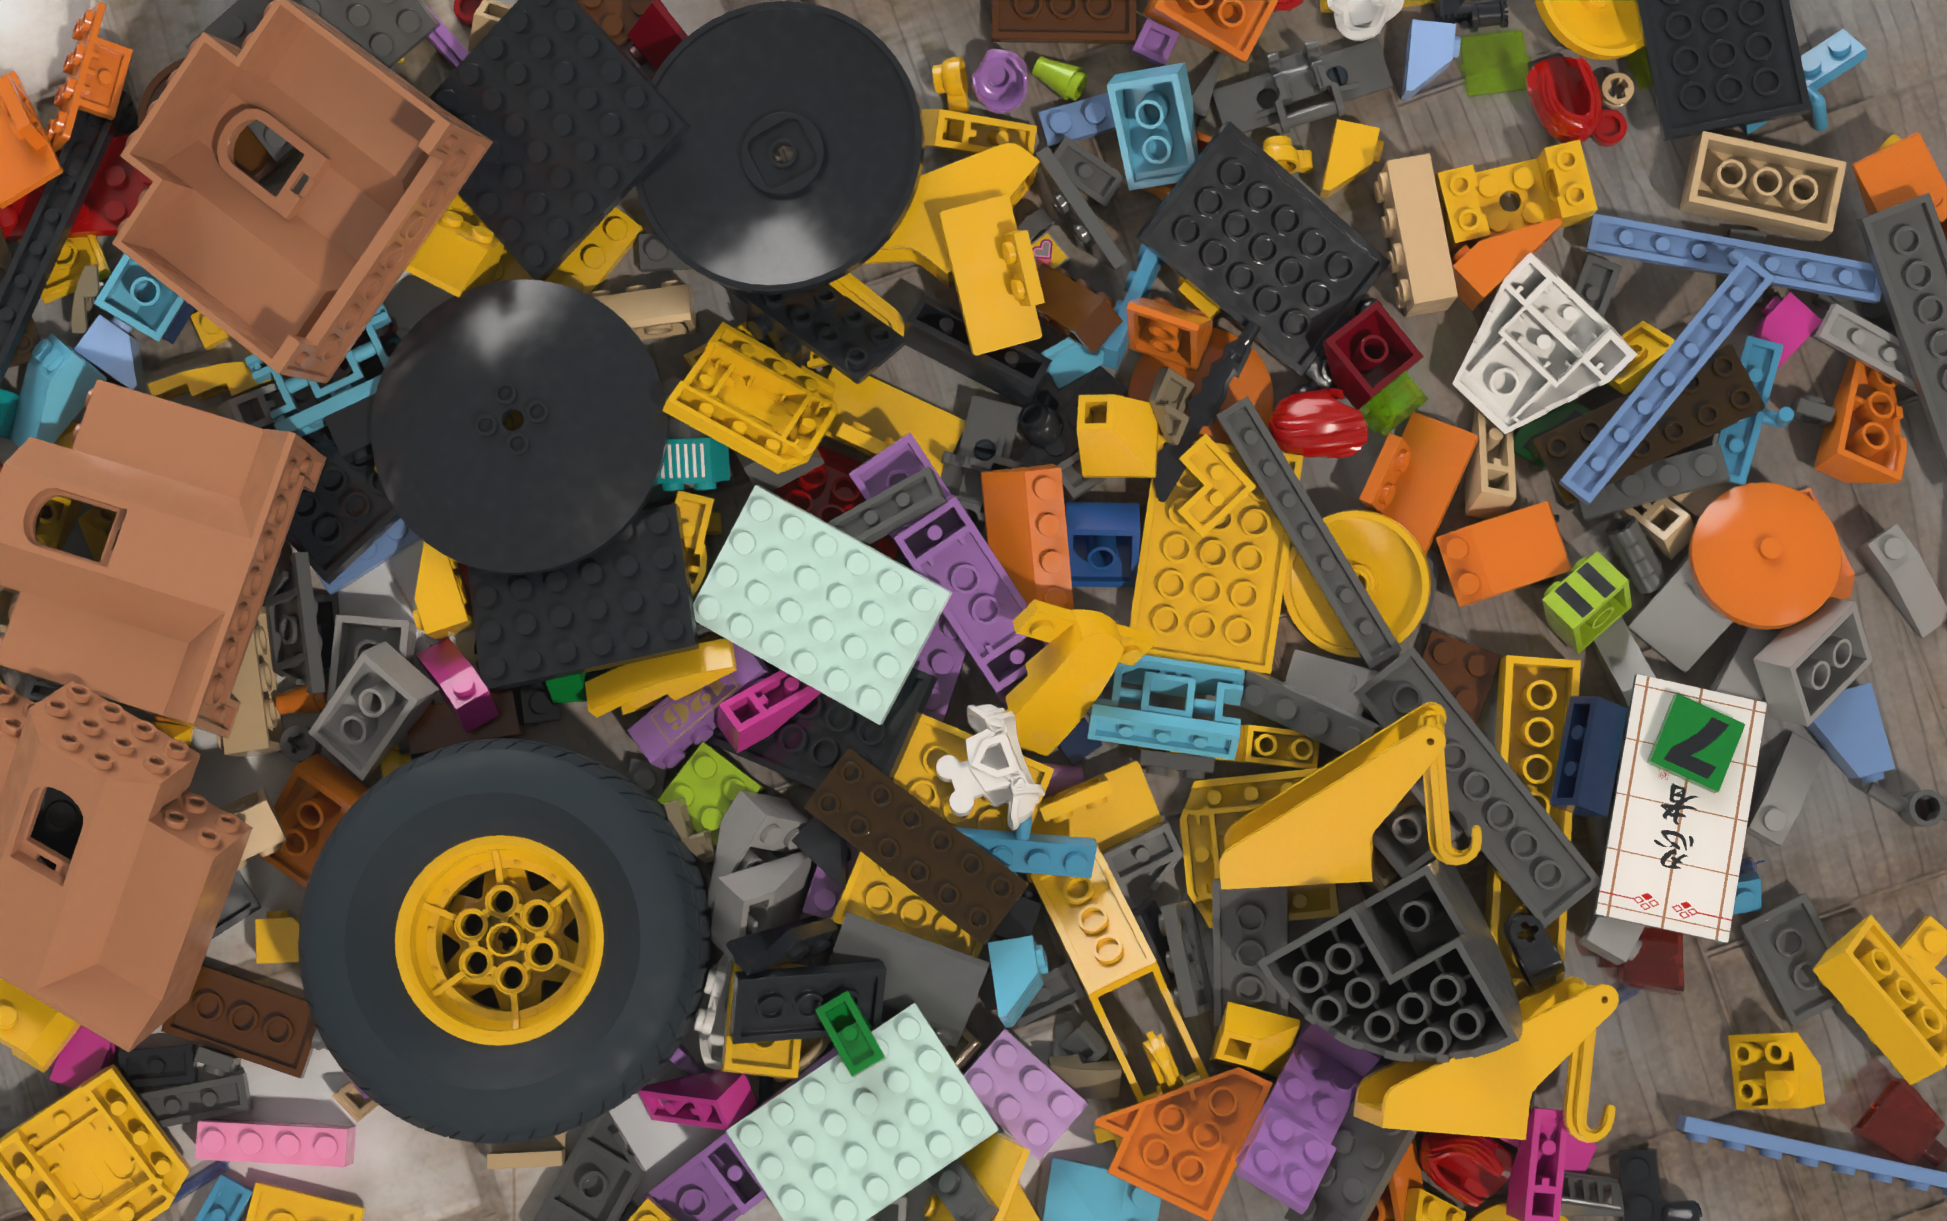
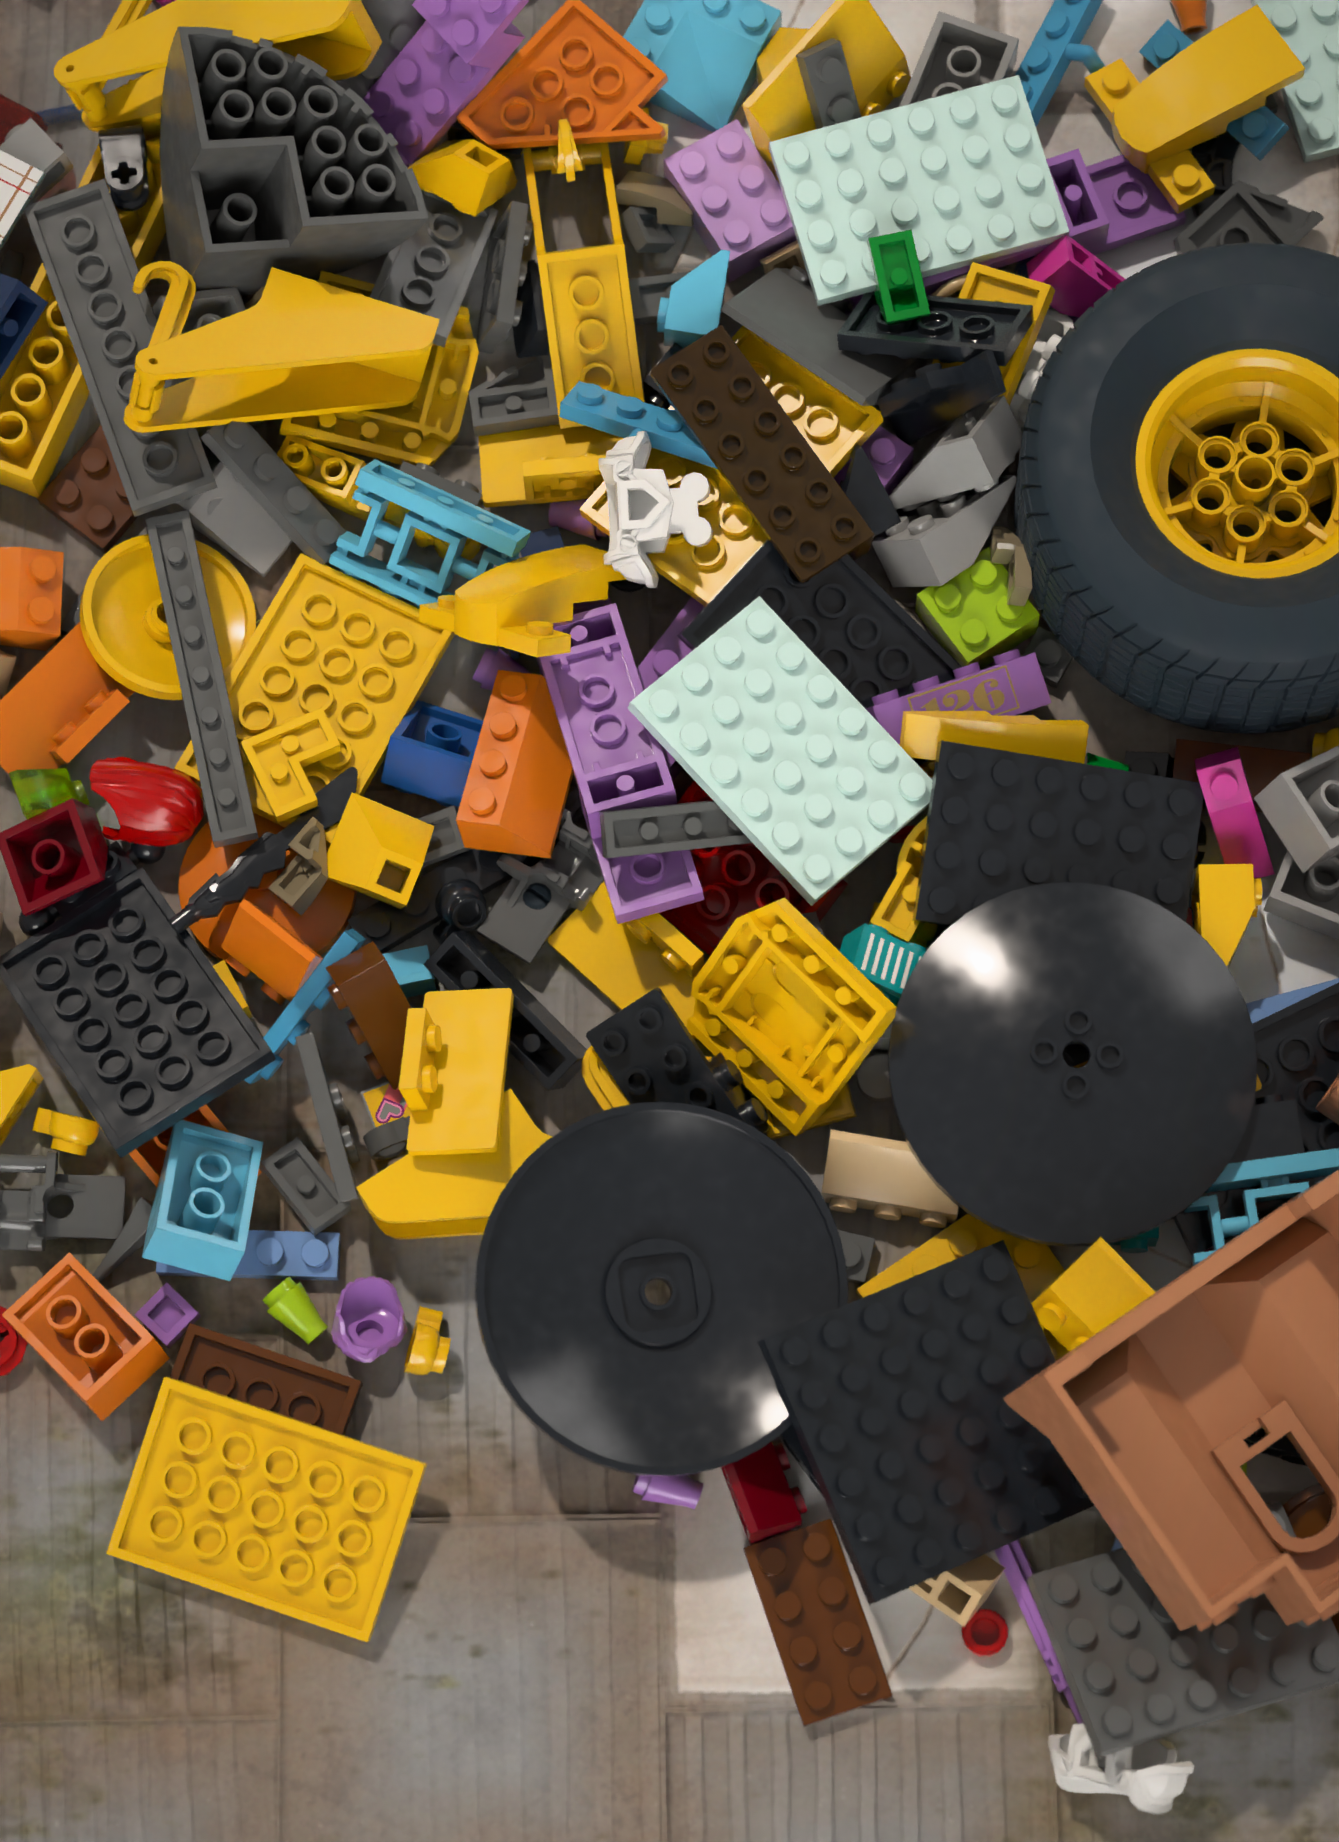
camera: 160 degrees left, 10 degrees down
(762, 709) = (889, 666): dark pink slope -> none
(973, 133) = (418, 1269): yellow slope -> none

